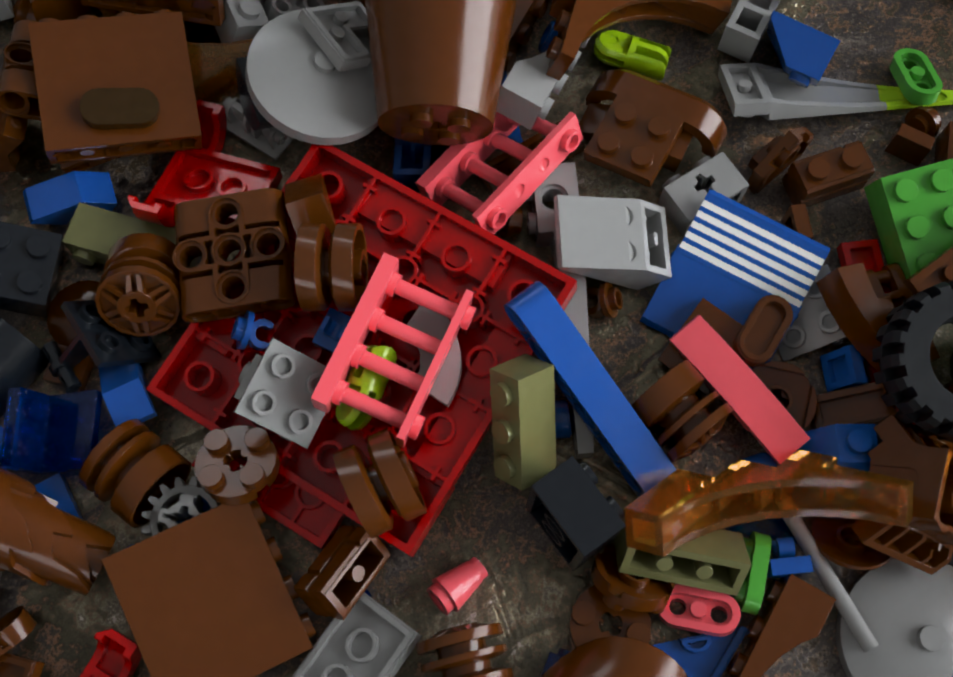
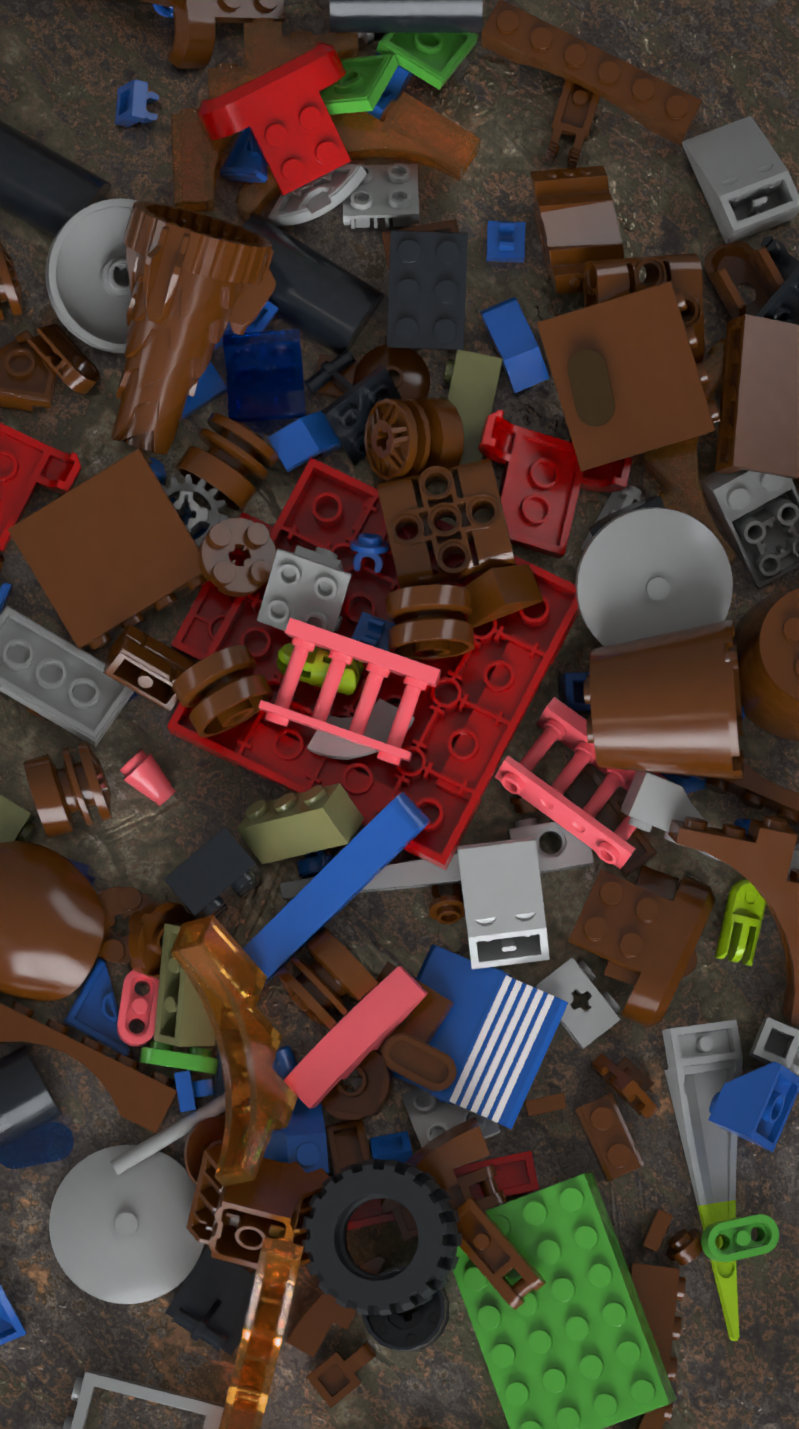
camera: 85 degrees right, 10 degrees up
(337, 33) = (694, 591): light grey tile -> none

